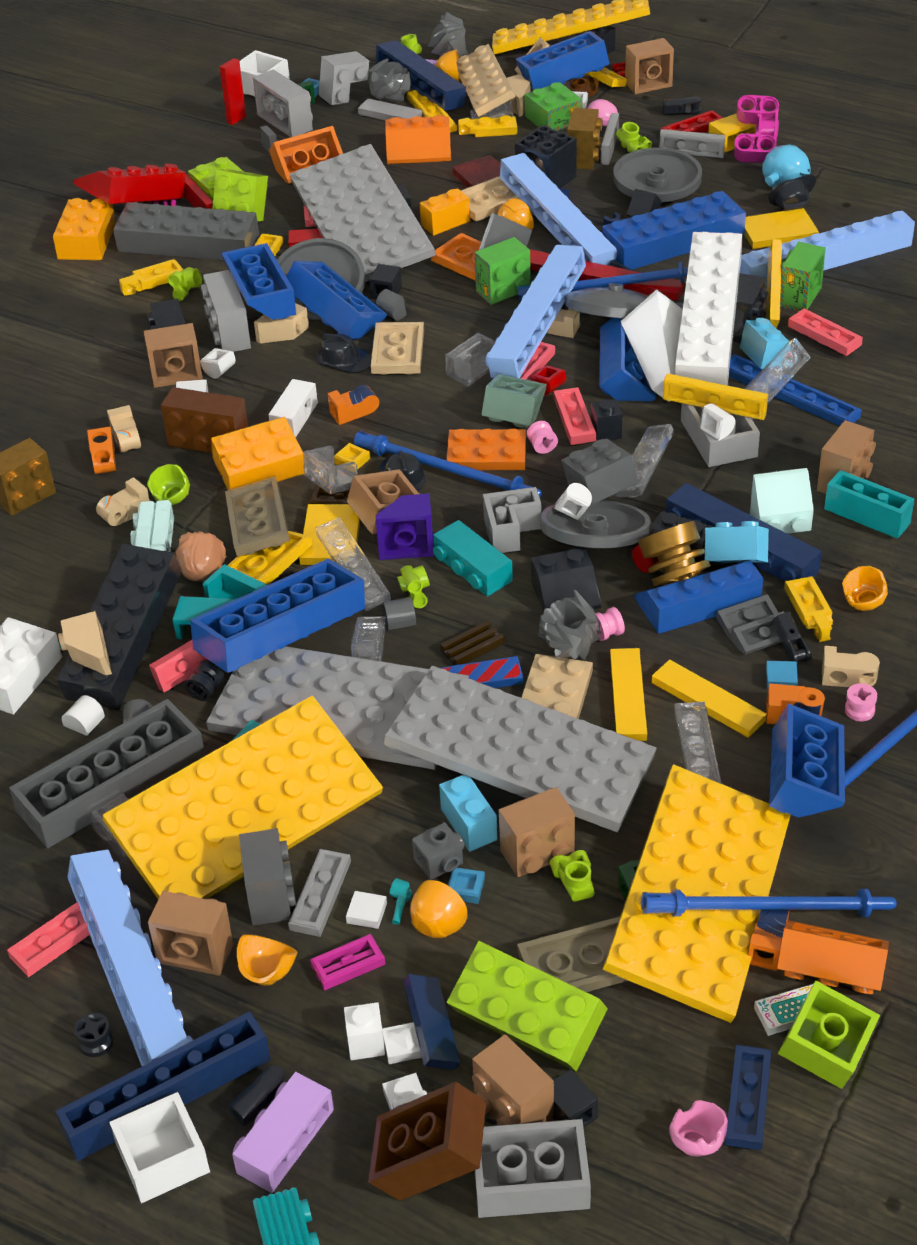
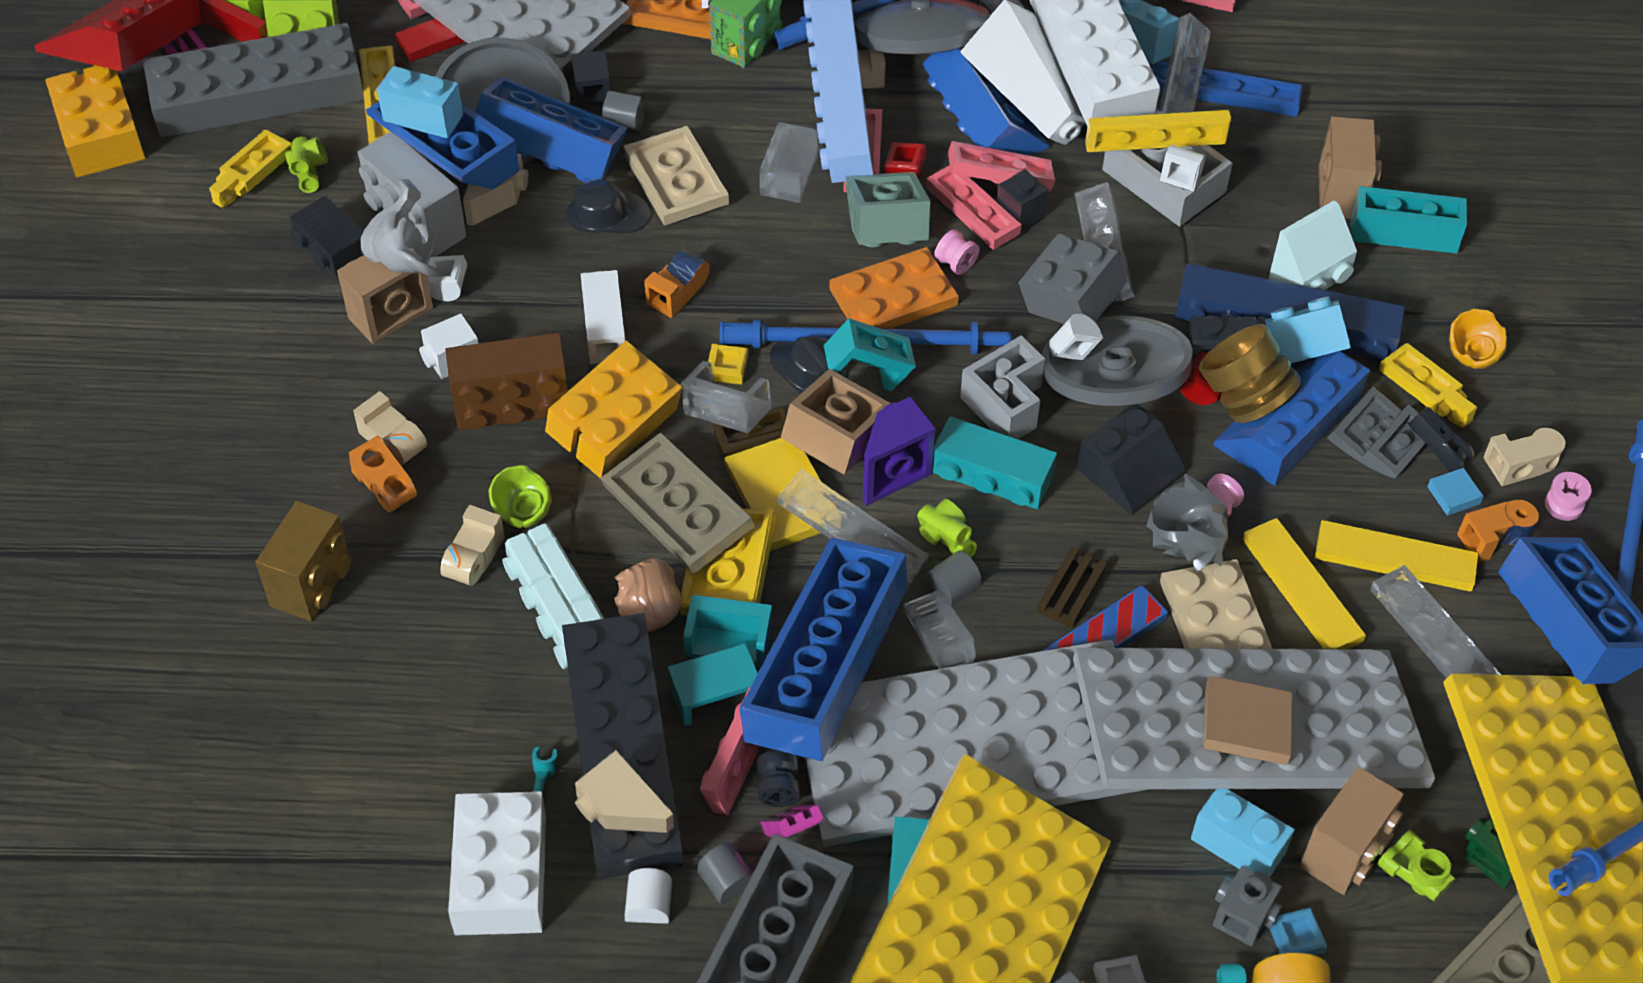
camera: 30 degrees left, 10 degrees up
(182, 319) = (396, 239): none -> light grey piece
(195, 702) = (792, 822): none -> dark pink tile
(248, 252) = (420, 101): none -> medium azure brick
(437, 467) = (873, 347): none -> teal panel
(506, 738) = (1247, 720): none -> medium nougat tile
(595, 390) = (996, 164): none -> coral plate

